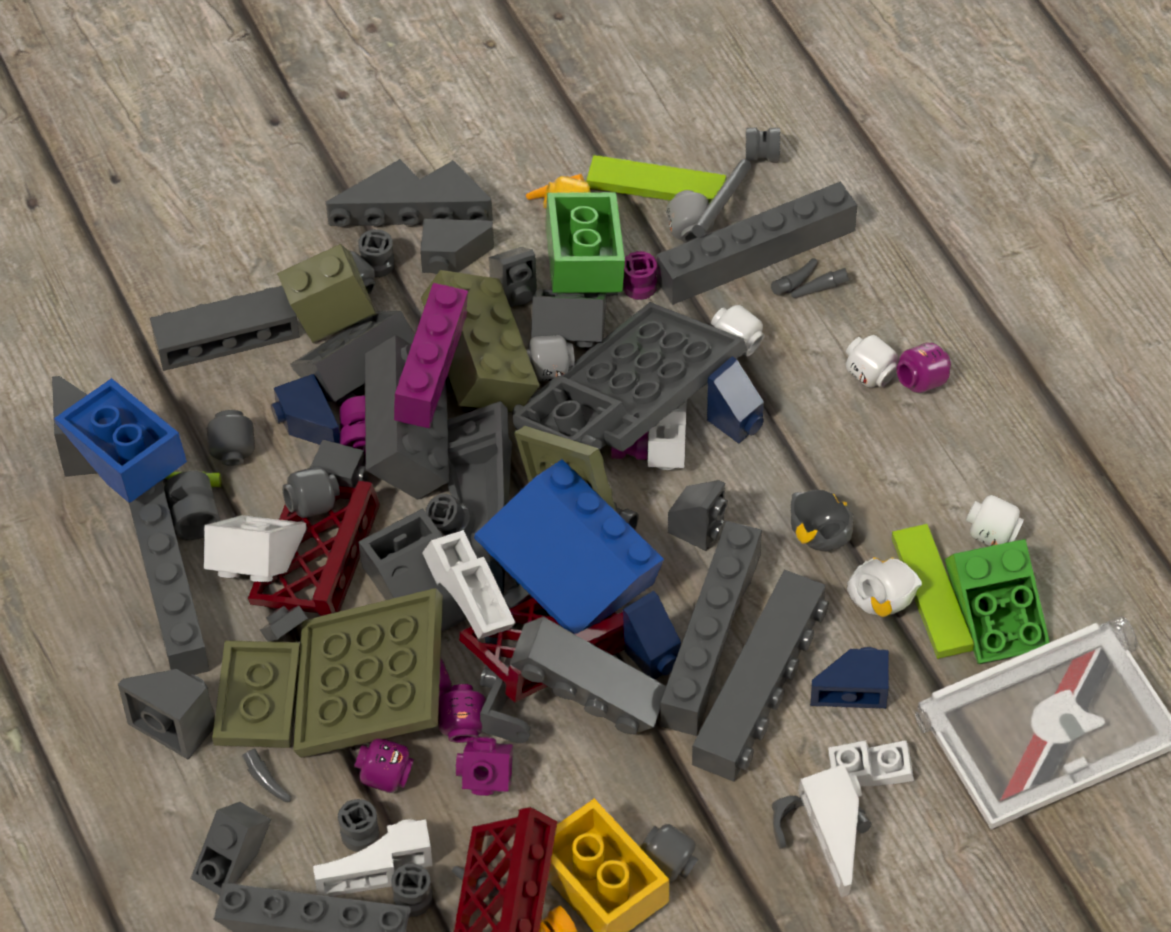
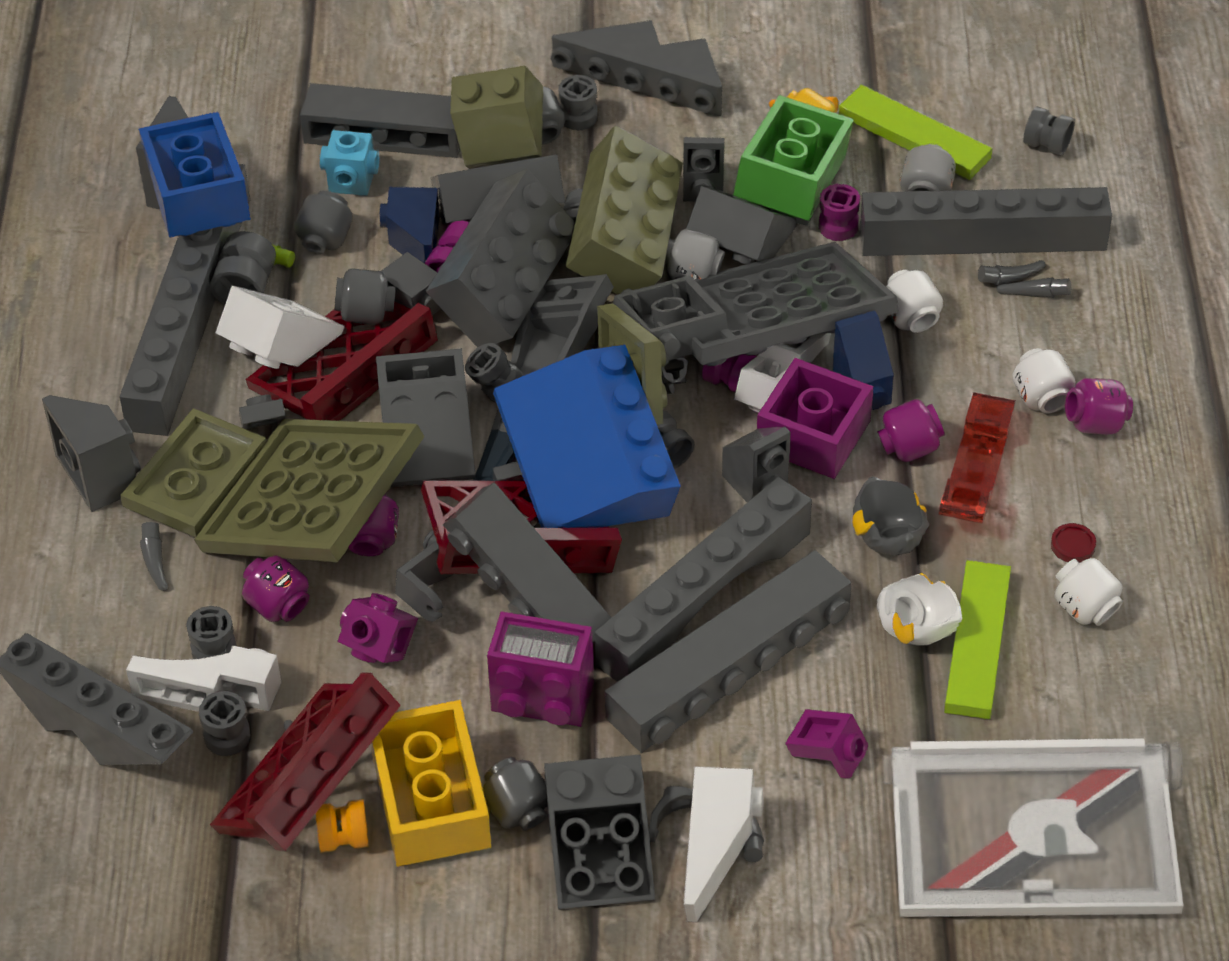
camera: 25 degrees right, 5 degrees down
(221, 376) = (349, 162): none -> medium azure brick
(230, 846) = (72, 604): dark grey slope -> none
(430, 355) = (544, 195): magenta brick -> none
(454, 243) = (663, 117): dark grey slope -> none
(460, 713) = (379, 565): magenta head -> none
(469, 583) = (459, 435): white slope -> none
(635, 748) = (540, 669): none -> magenta piece
(650, 636) = (626, 557): dark blue slope -> none
(721, 198) = (969, 165): dark grey bar -> none
(724, 452) = (822, 414): none -> magenta brick
(745, 857) = (599, 831): none -> dark grey slope
(796, 441) = (911, 430): none -> magenta head
(854, 680) = (829, 687): dark blue slope -> none
(856, 446) = (978, 458): none -> clear red slope
(870, 714) = (829, 737): none -> magenta bracket
(875, 764) = (801, 795): white slope -> none
(958, 485) = (1073, 542): none -> dark red piece
(998, 600) = (1045, 672): bright green slope -> none

